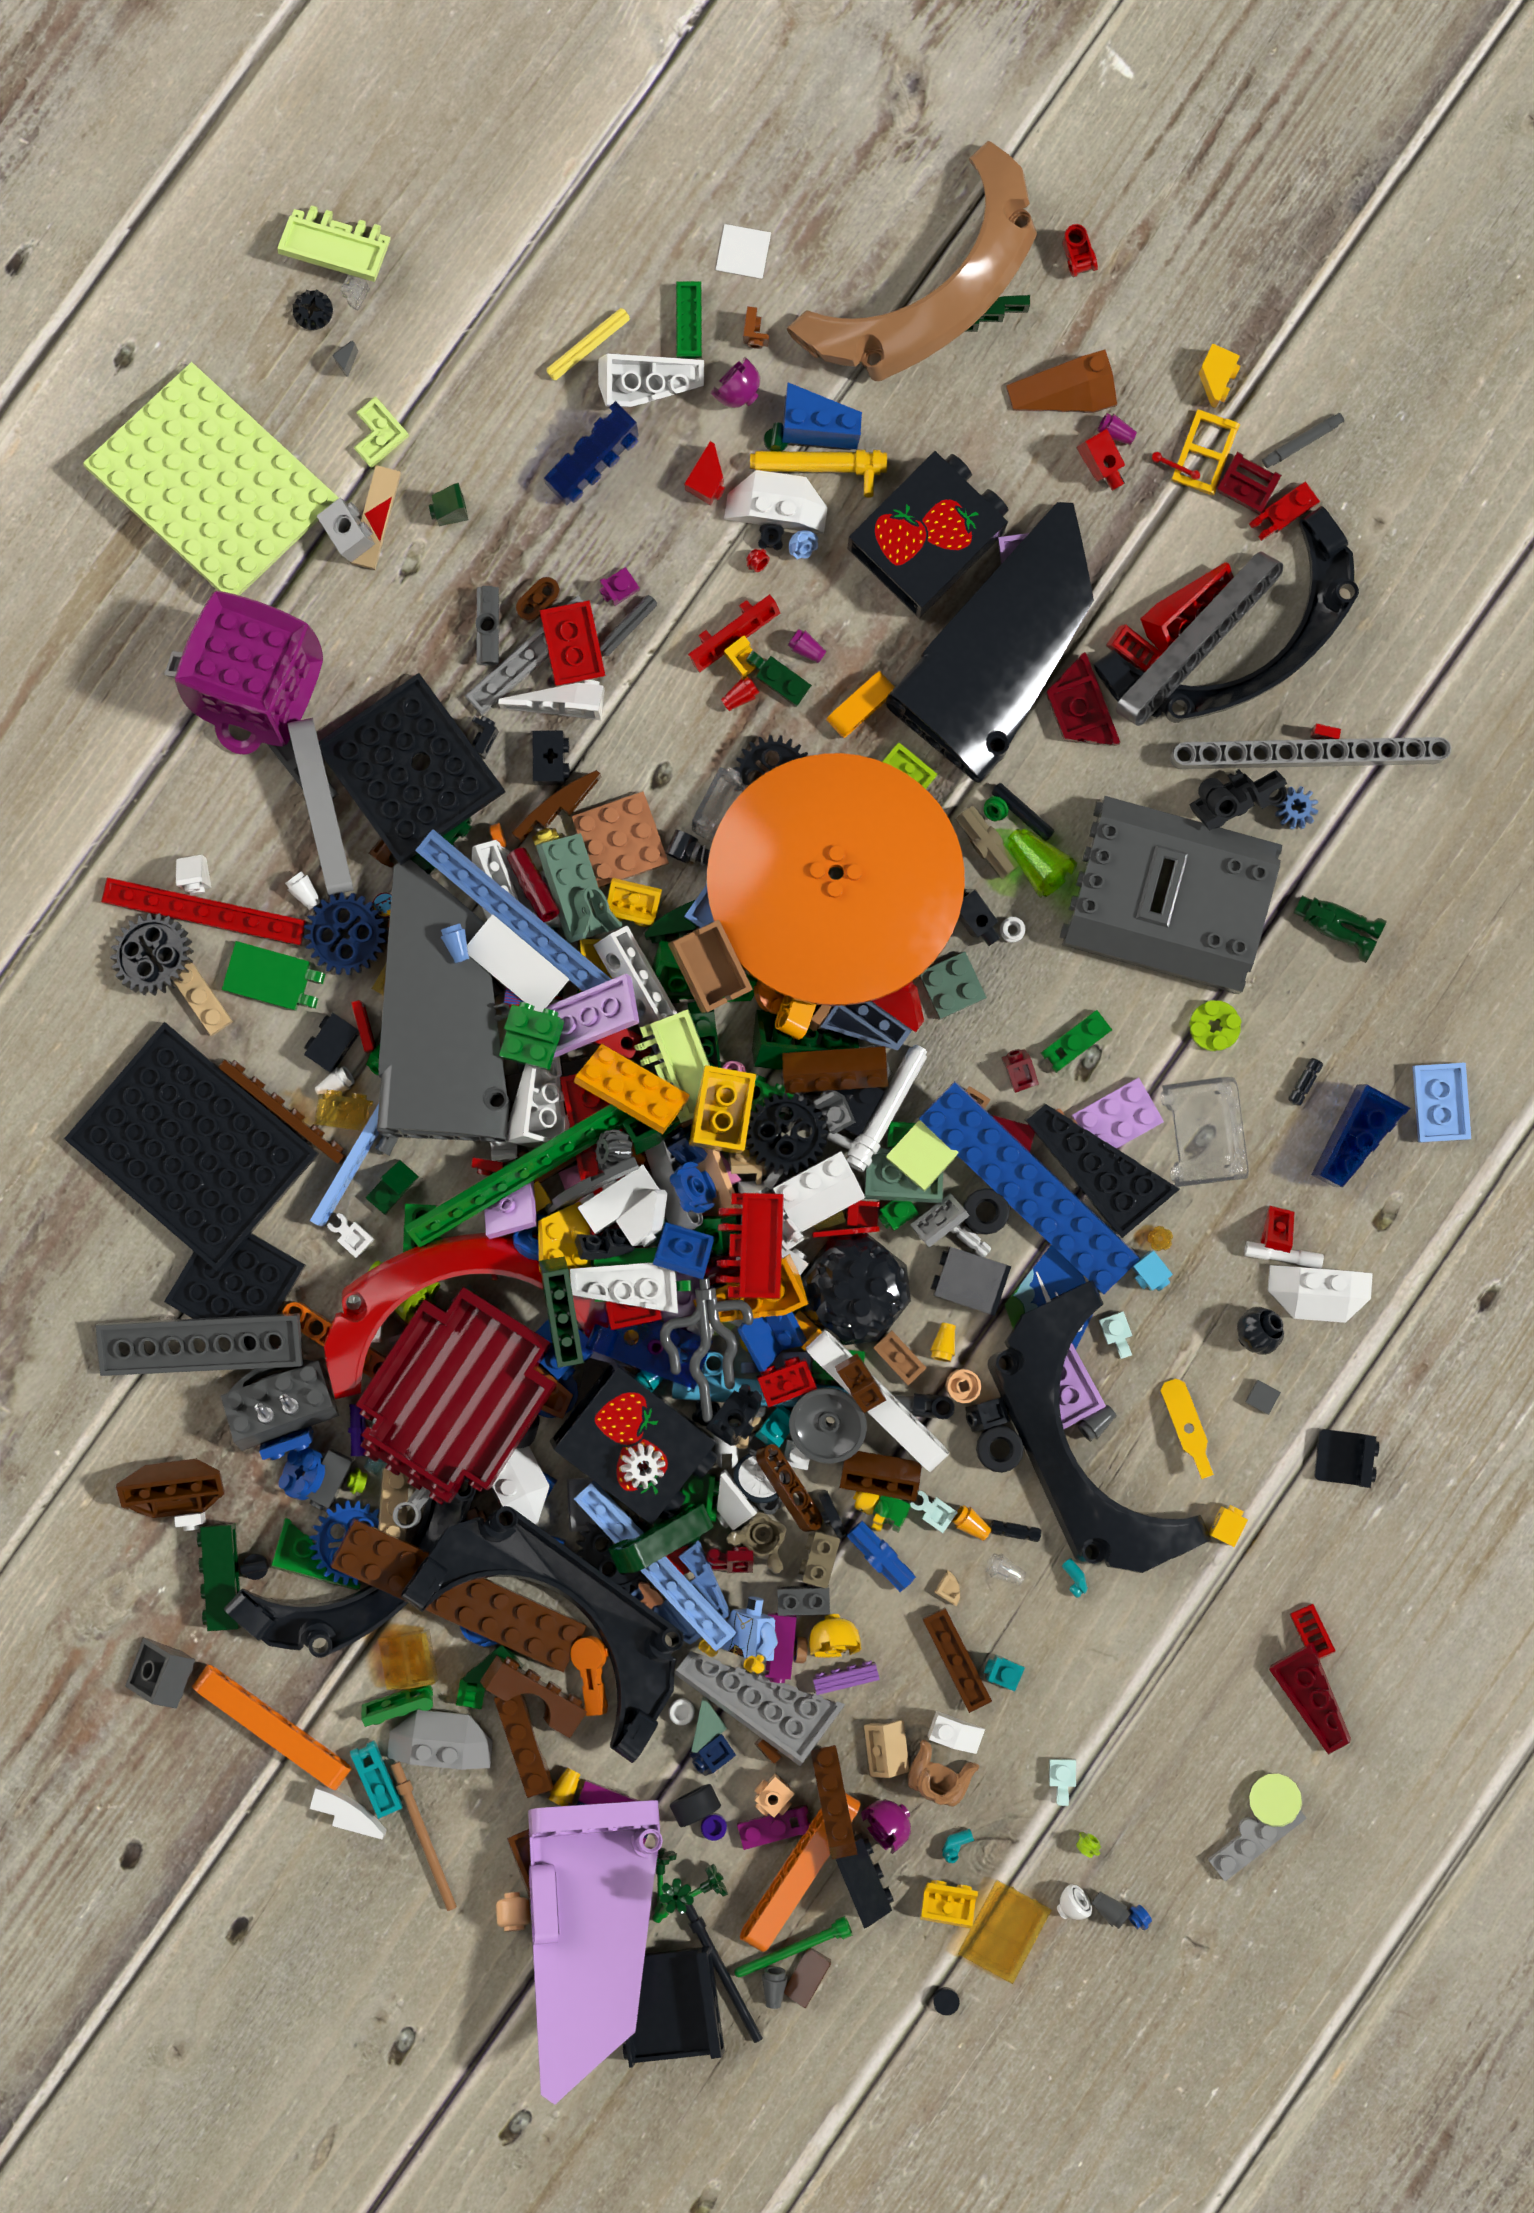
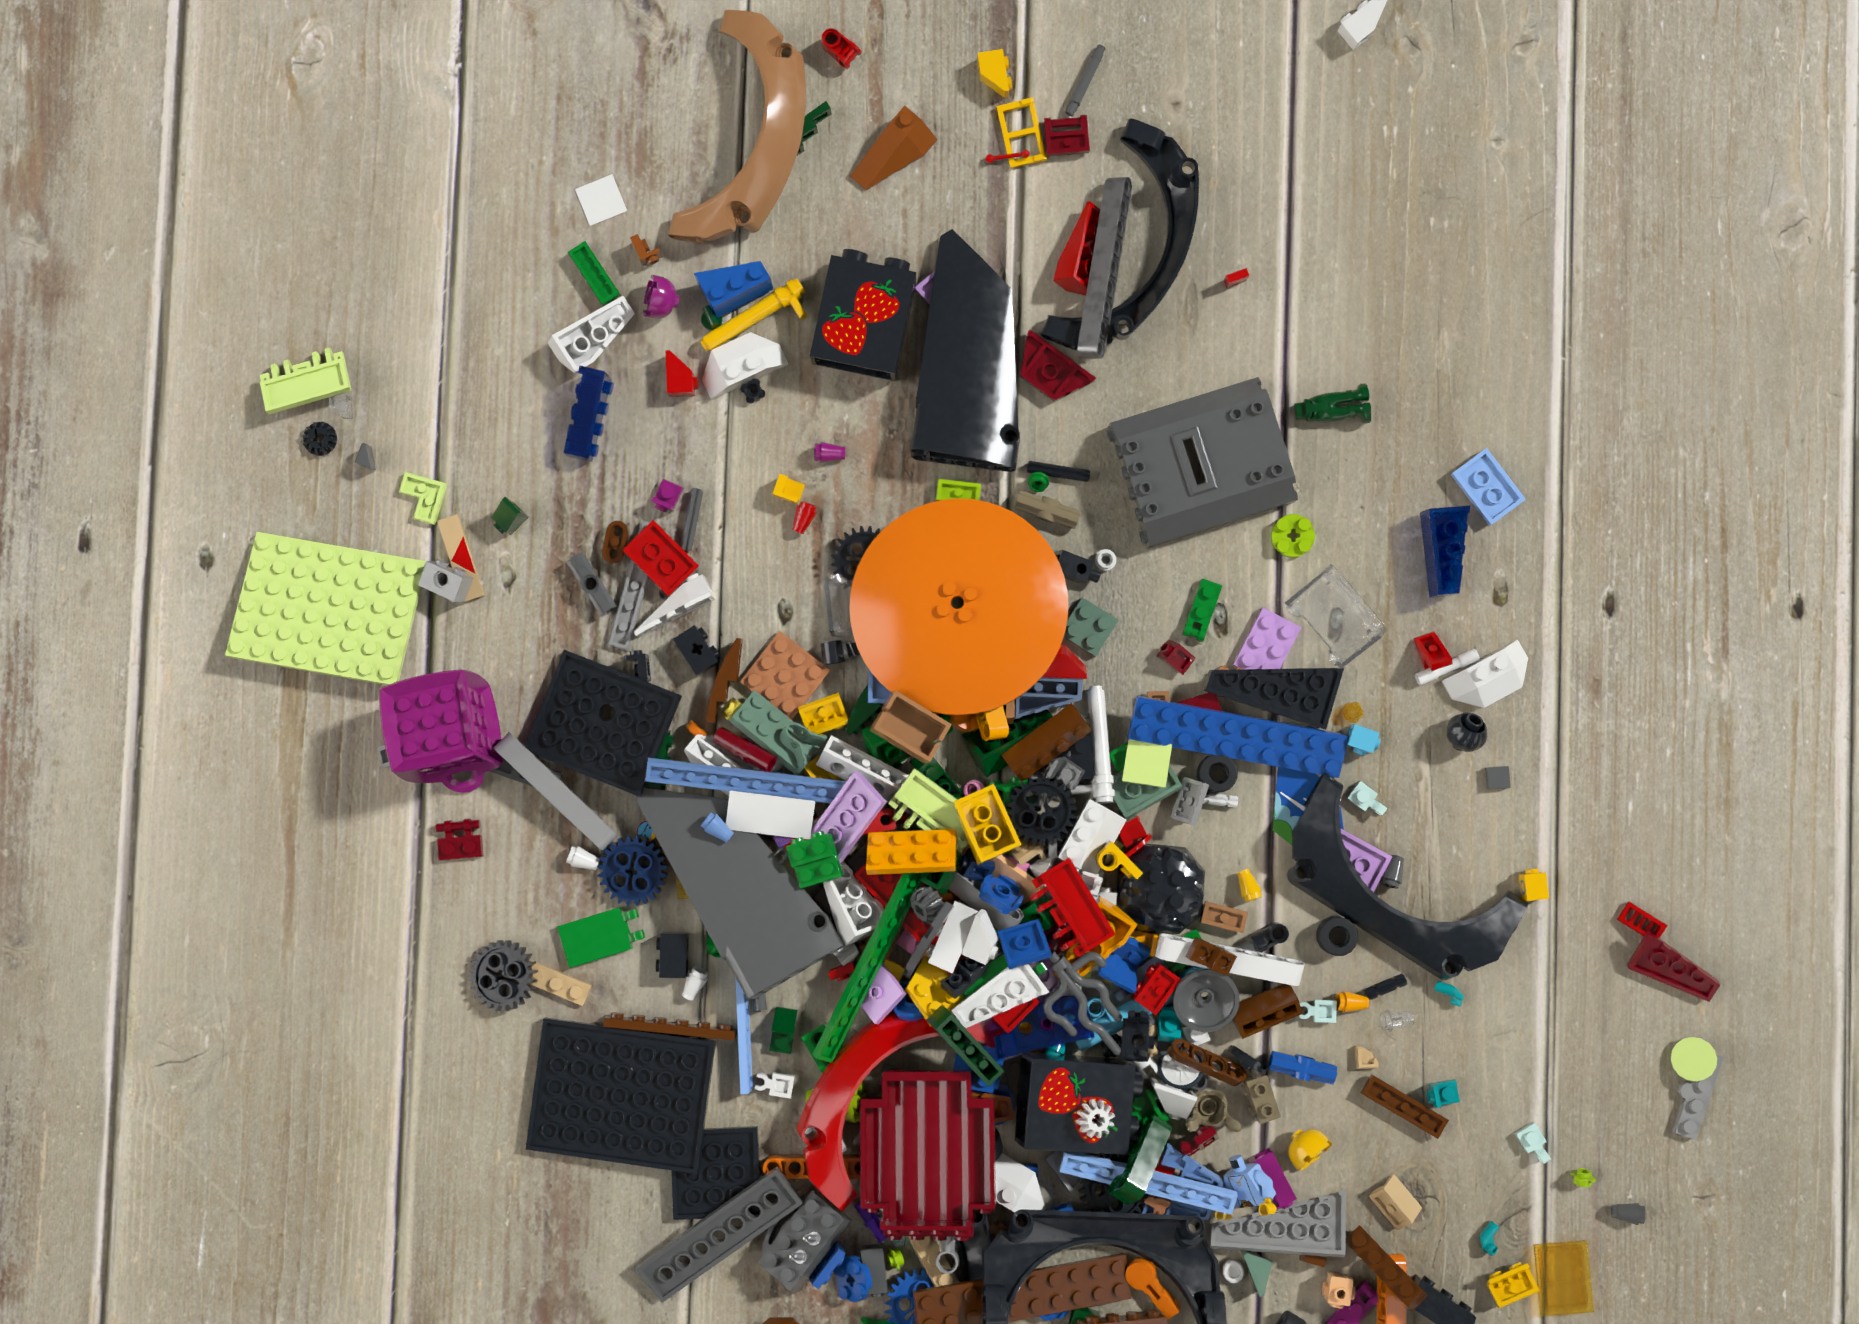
camera: 25 degrees left, 0 degrees up
(190, 801) = (459, 847): none -> dark red plate
(193, 874) = (495, 899): white slope -> none
(204, 911) = (520, 920): red tile -> none
(341, 1111) = (713, 1000): clear yellow bracket -> none
(363, 1026) = (685, 925): red tile -> none
(381, 853) = (621, 796): reddish brown tile -> none
(588, 344) = (533, 337): light yellow axle -> none
(712, 1756) = (1276, 1289): dark blue bracket -> none
(749, 622) = (777, 460): red hinge -> none
(757, 560) = (754, 413): red plate -> none
(779, 678) = (824, 487): dark green plate -> none
(800, 1649) = (1289, 1172): medium nougat tile -> none
(803, 544) = (779, 381): light blue plate -> none
(803, 1600) = (1268, 1136): dark grey brick -> none
(835, 1244) = (1119, 857): none -> yellow plate
(845, 1678) = (1336, 1168): medium lavender piece -> none
(860, 704) = (894, 469): light orange beam -> none
(883, 1508) = (1283, 1032): piece -> none
(888, 1823) = (1432, 1255): magenta cylinder -> none
(897, 1213) = (1155, 816): green bracket -> none
(937, 1781) = (1446, 1203): medium nougat hair -> none
(955, 1733) = (1436, 1159): white slope -> none
(963, 1385) = (1282, 908): light nougat wheel -> none
(970, 1280) = (1239, 829): slope -> none
(987, 1414) = (1312, 917): black bracket -> none
(1040, 861) = (1094, 499): clear neon green cone -> none
(1074, 1903) = (1600, 1226): white brick -> none
(1100, 449) = (945, 181): red torso -> none
(1117, 428) = (948, 157): magenta cone -> none
(1124, 630) = (1063, 297): red slope -> none
(1139, 1917) = (1652, 1205): blue plate -> none
(1183, 1412) = (1449, 826): yellow piece -> none
(1223, 802) = (1203, 365): black plate -> none
(1286, 510) = (1105, 137): red hinge -> none
(1292, 815) = (1245, 337): medium blue gear -> none
(1305, 1081) = (1382, 534): black axle -> none
(1321, 748) = (1240, 290): light grey beam -> none
(1346, 1458) = (1585, 782): black bracket -> none

